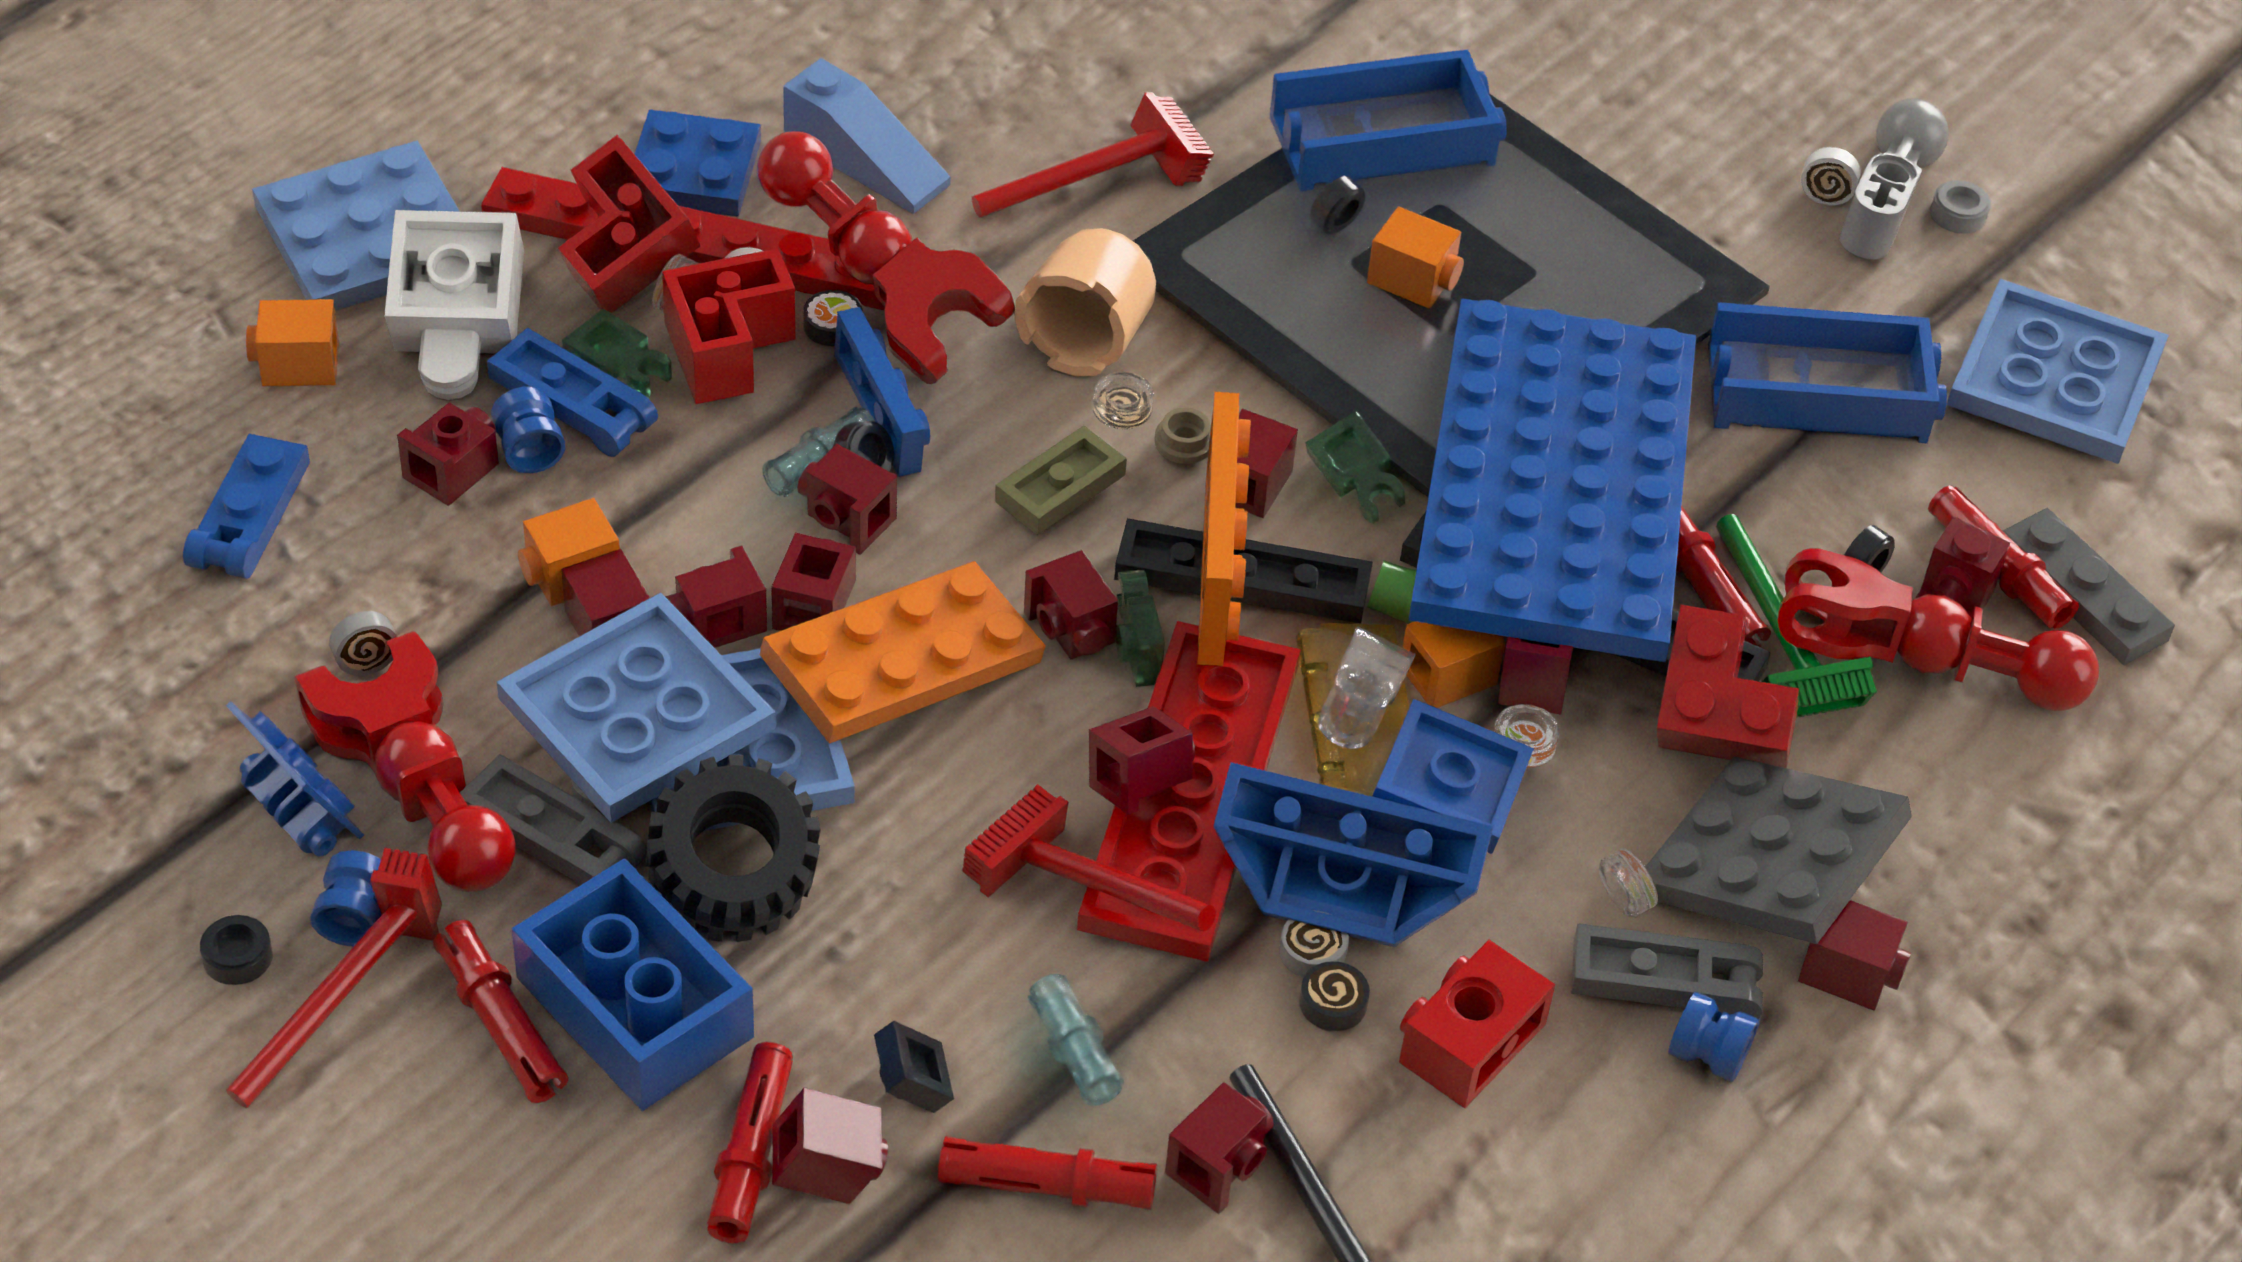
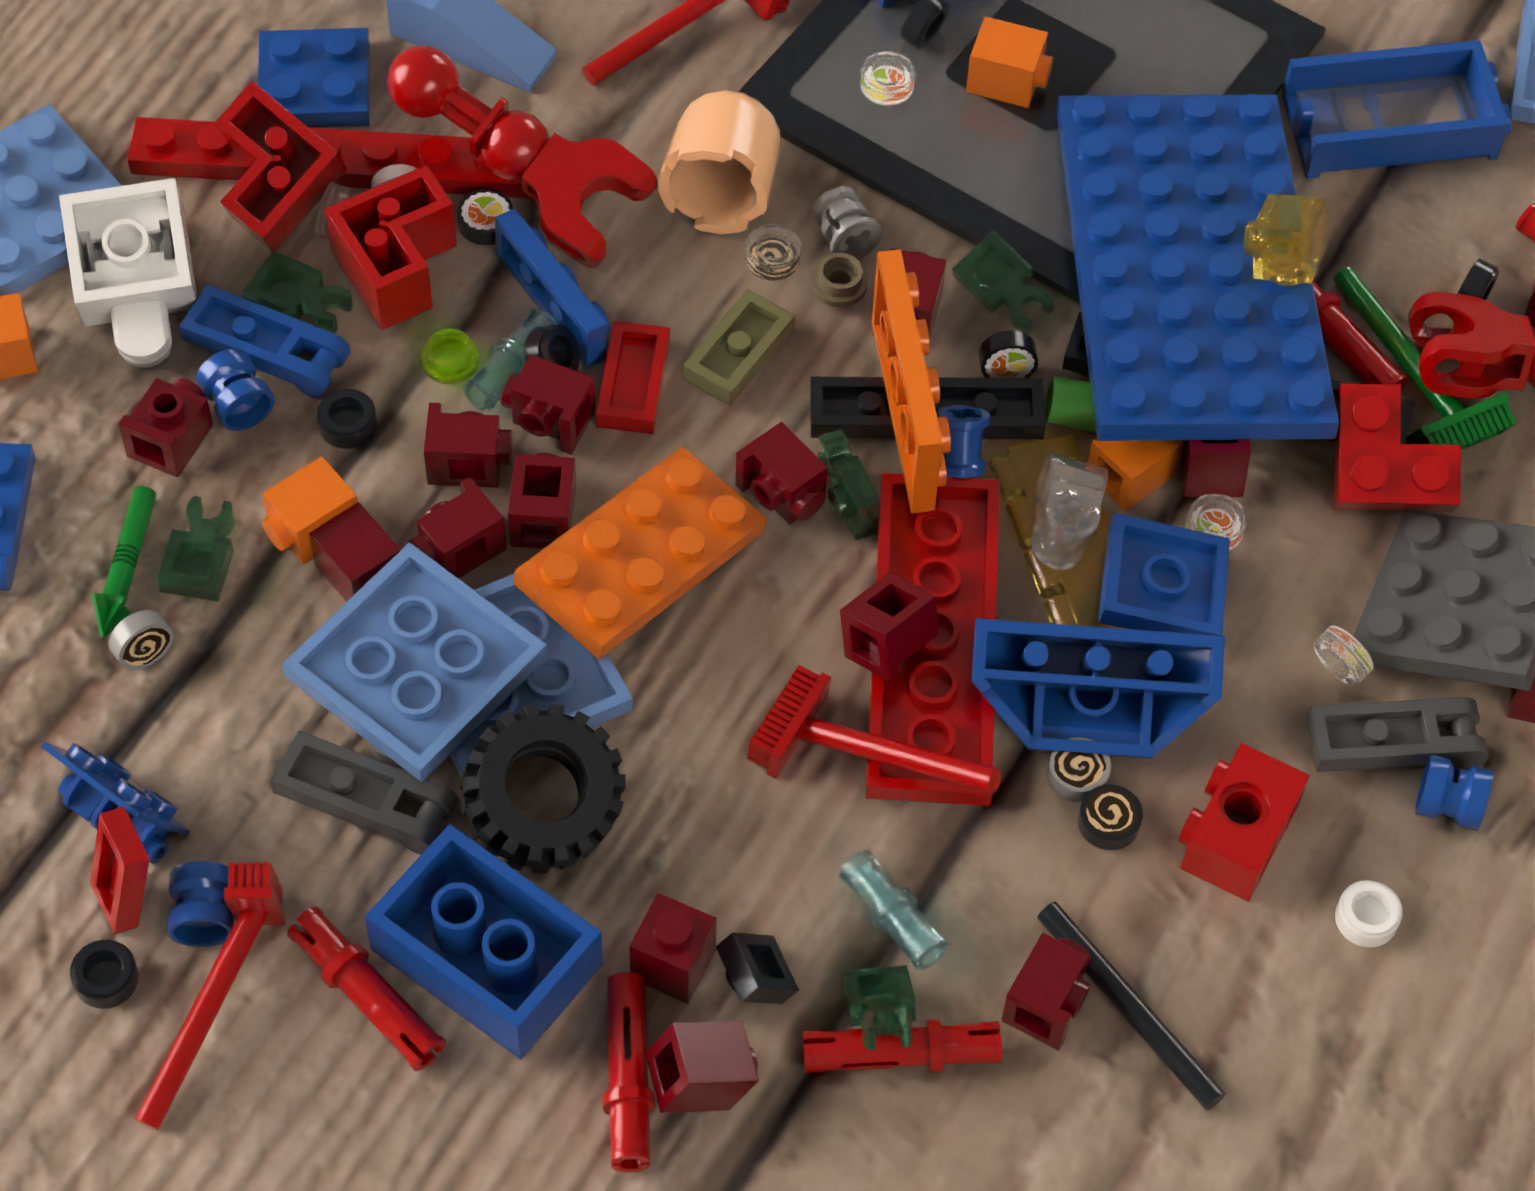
camera: 10 degrees left, 10 degrees up
(275, 844) = (119, 870): none -> red tile
(371, 568) = (110, 604): none -> green piece
(415, 761) = (222, 753): red piece -> none
(446, 580) = (198, 559): none -> clear green plate
(636, 479) = (347, 418): none -> black tile
(749, 518) = (465, 447): none -> dark red brick
(757, 437) = (450, 356): none -> clear neon green plate
(830, 1029) = (673, 947): none -> dark red brick
(943, 492) = (633, 377): none -> red tile
(1035, 1122) = (880, 1003): none -> clear green plate
(1208, 375) = (846, 222): none -> light grey bush
(1269, 603) = (966, 435): none -> blue bush
(1286, 255) = (887, 78): none -> clear tile
(1343, 533) = (1008, 355): none -> tile
(1591, 1142) = (1368, 913): none -> white tile
(1657, 456) = (1287, 239): none -> clear yellow brick

